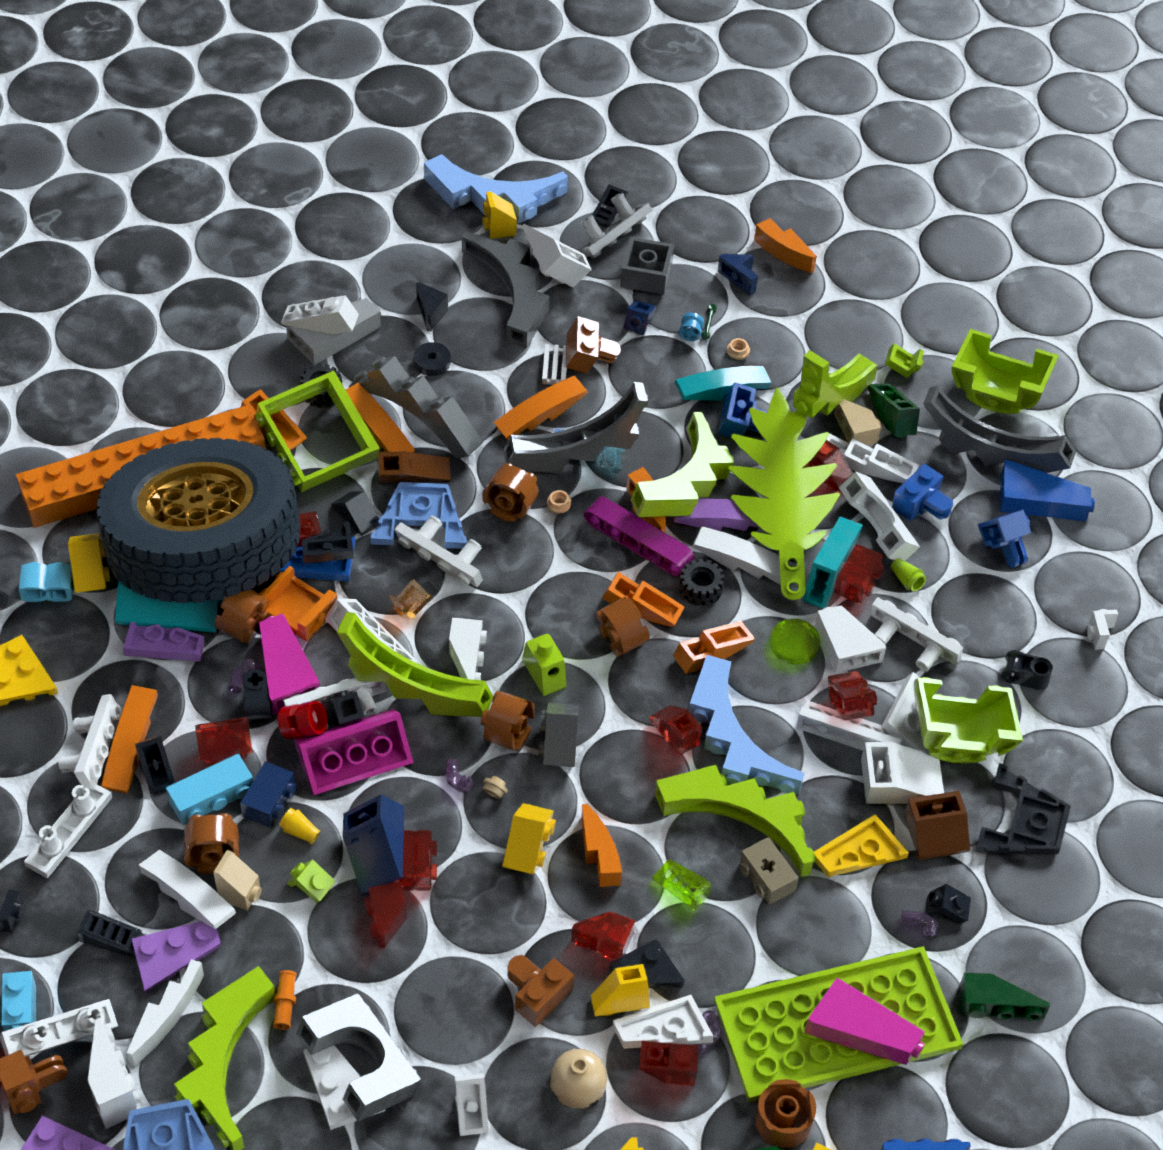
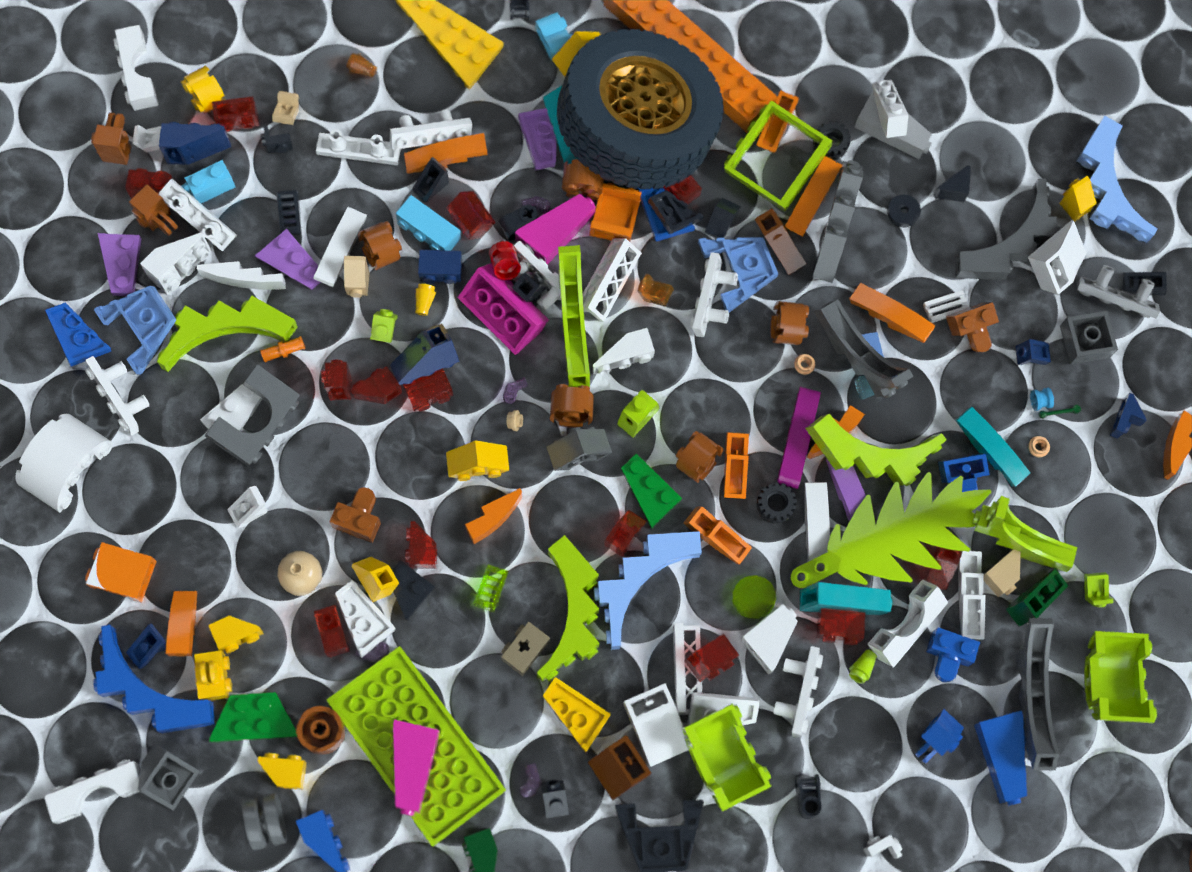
camera: 65 degrees right, 20 degrees up
(361, 944) = (337, 380): none -> clear red brick
(635, 689) = (651, 491): none -> green wing

